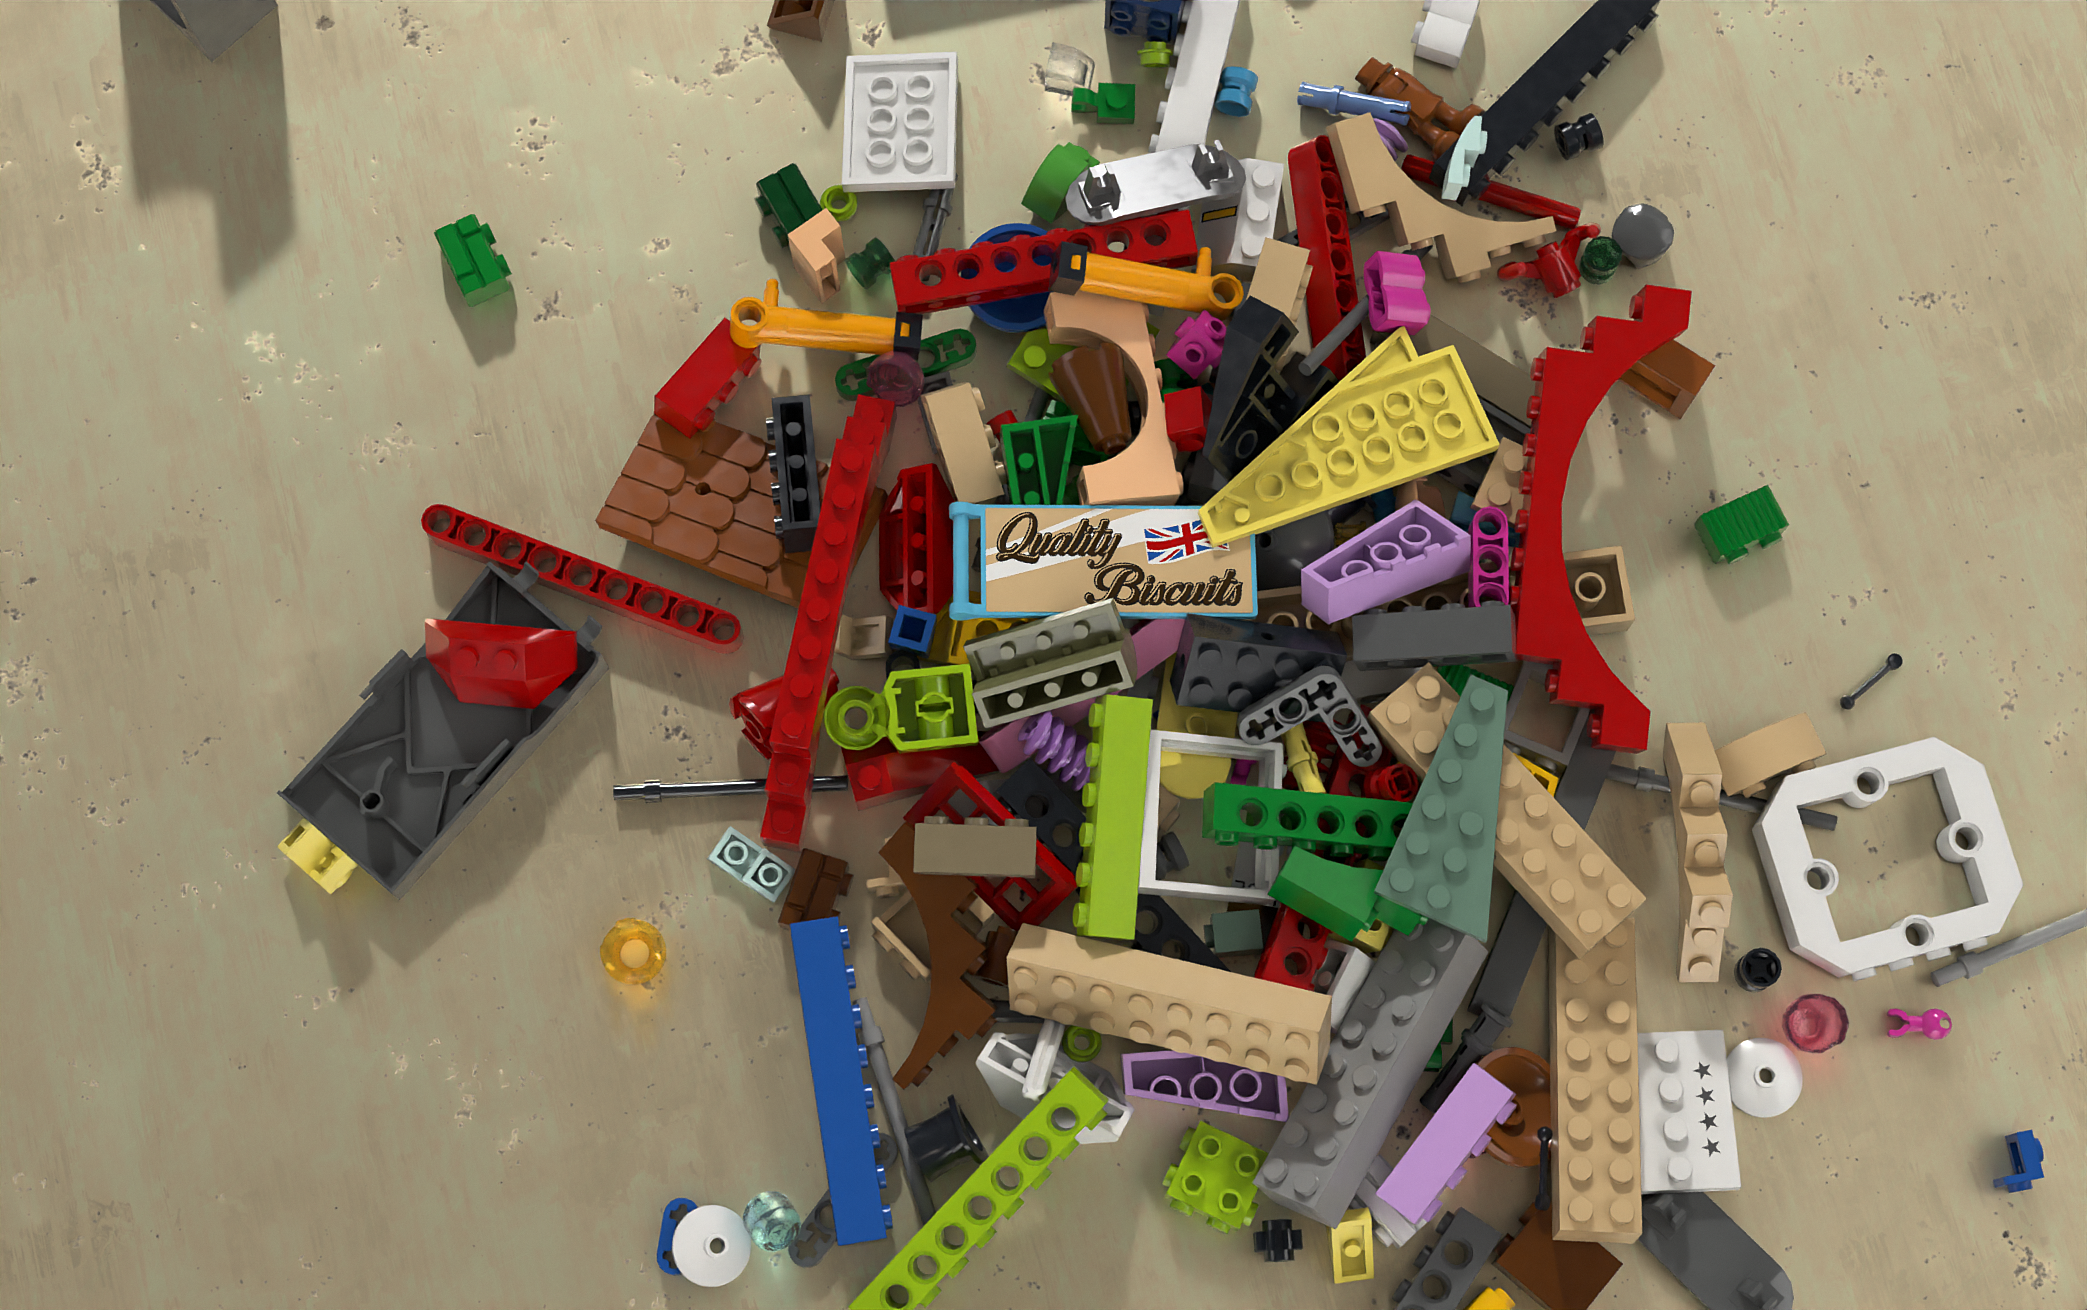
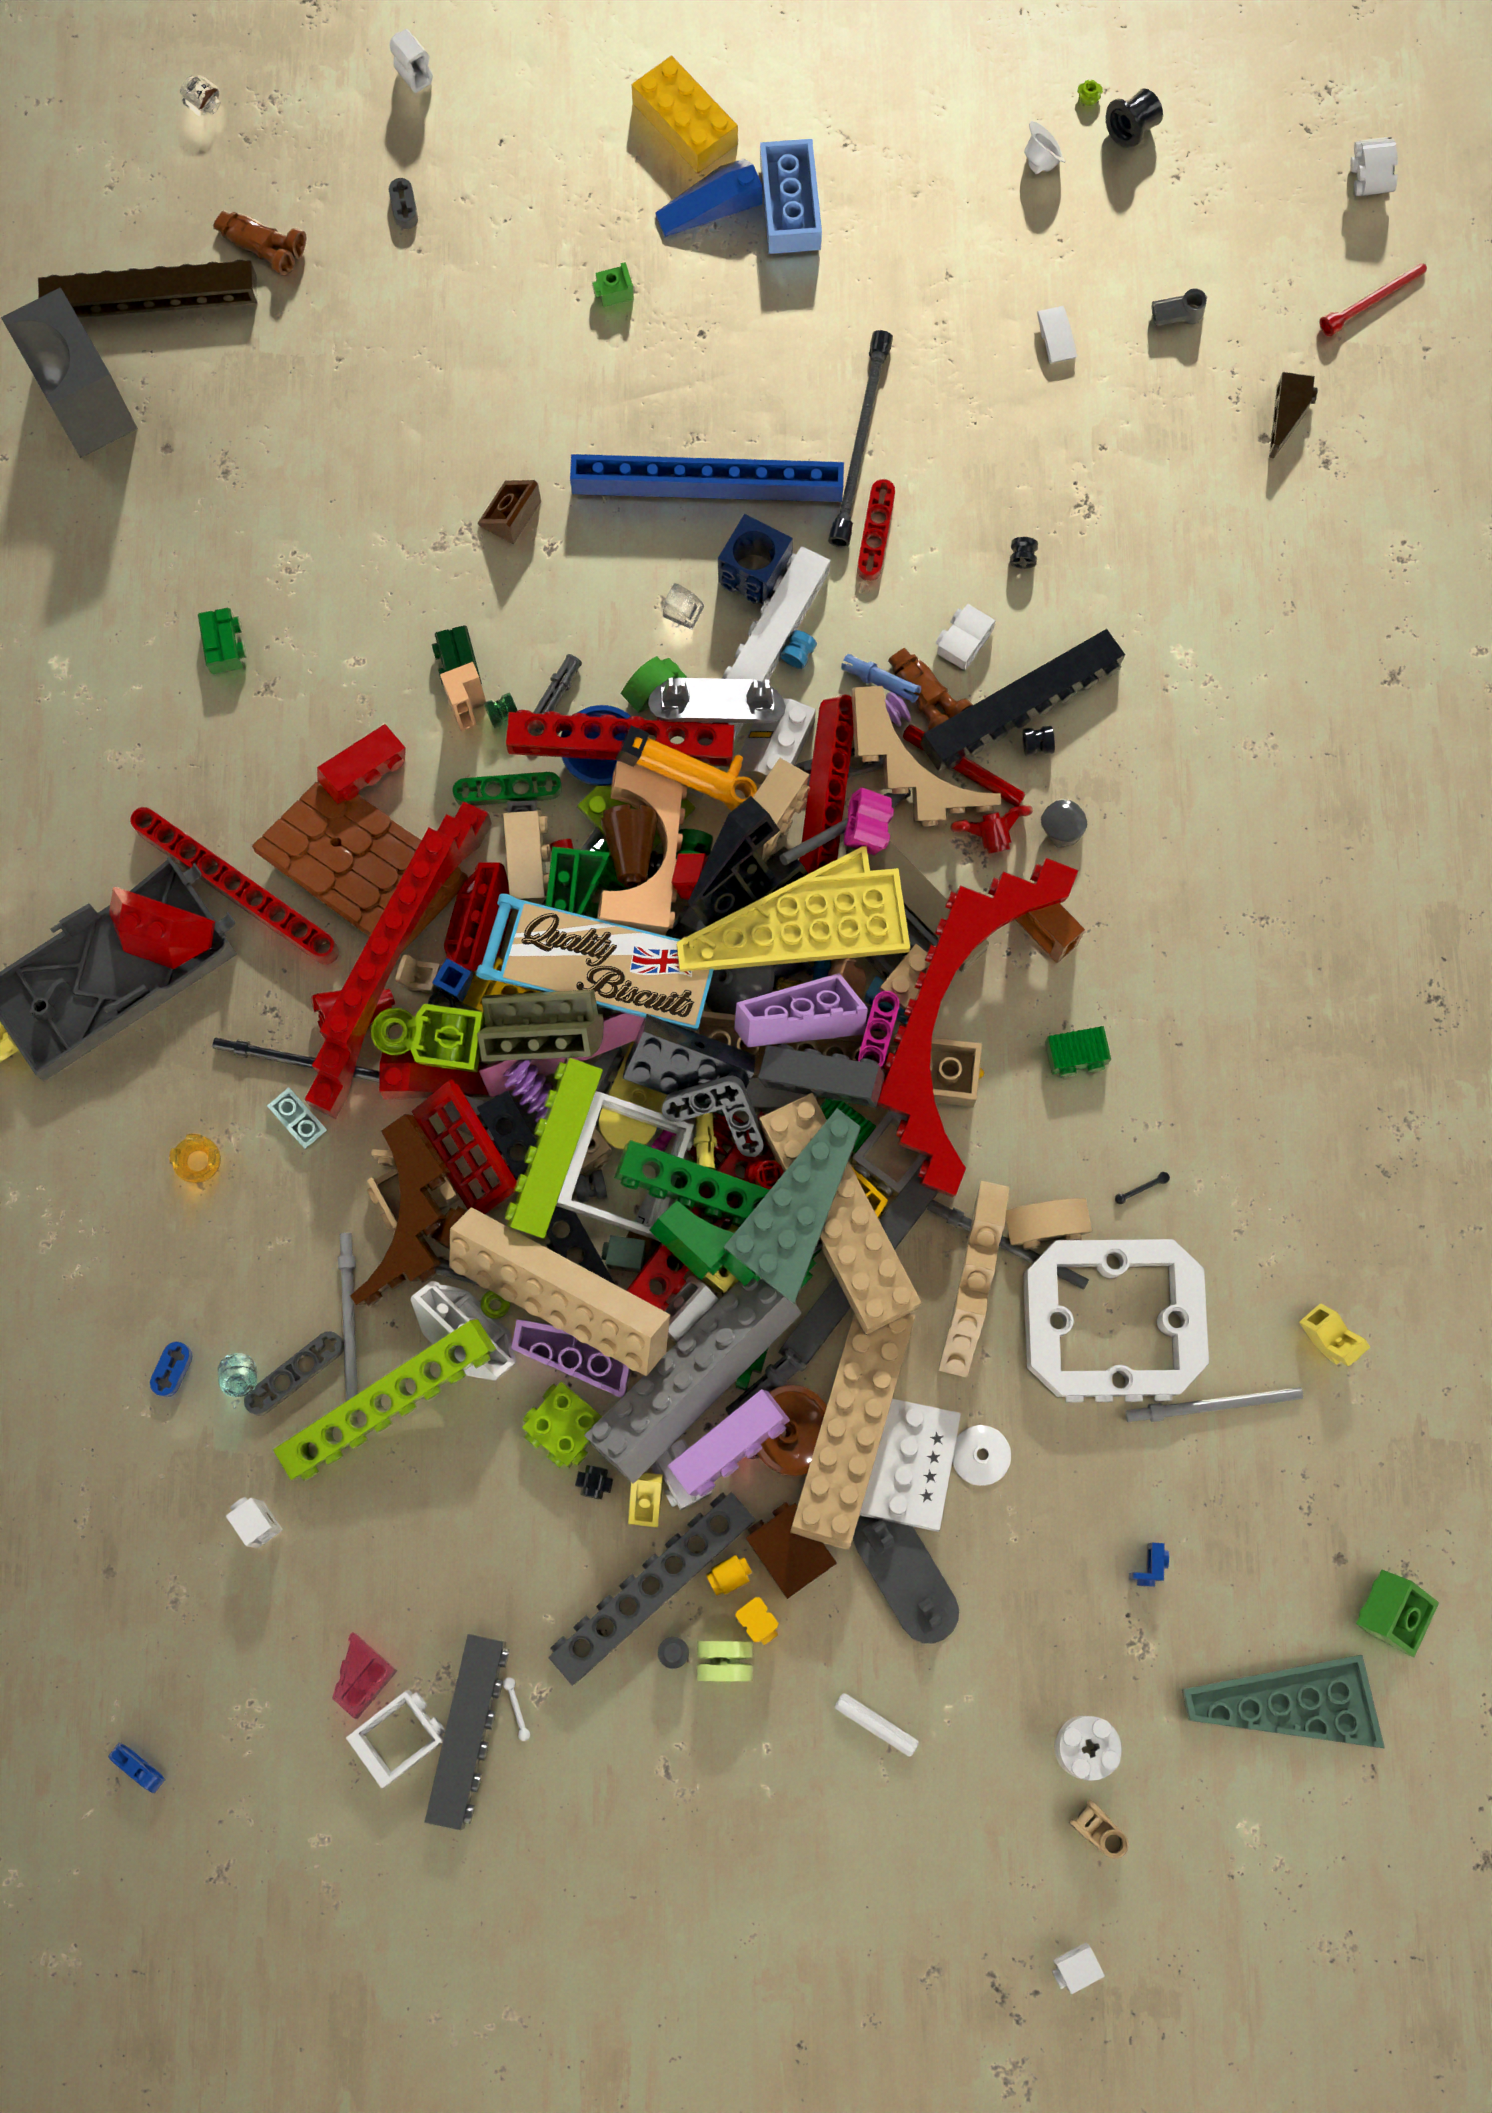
camera: 15 degrees right, 0 degrees up
(692, 1246) = (176, 1376): white dish -> none
(796, 471) = (402, 839): black brick -> none
(815, 888) = (335, 1151): reddish brown brick -> none
(822, 328) = (452, 749): light orange piece -> none
(834, 194) = (488, 655): lime plate -> none
(838, 1081) = (310, 1287): blue brick -> none
(896, 378) = (494, 796): clear pink hair -> none
(900, 122) = (550, 614): white plate -> none
(944, 1141) = (375, 1349): black piece -> none
(975, 848) = (448, 1144): dark tan brick -> none
(1043, 1060) = (458, 1309): white axle -> none
(1112, 102) = (707, 637): green plate -> none
(1155, 55) = (747, 609): lime plate -> none
(1198, 344) = (712, 817): dark pink brick -> none
(1469, 146) = (943, 733): light aqua slope -> none
(1542, 1200) = (790, 1502): black hinge -> none
(1603, 252) = (1031, 828): clear green wheel -> none
(1763, 964) = (1001, 1373): black wheel -> none
(1815, 1023) = (1028, 1425): clear pink hair -> none
(1927, 1023) = (1111, 1446): dark pink arm -> none

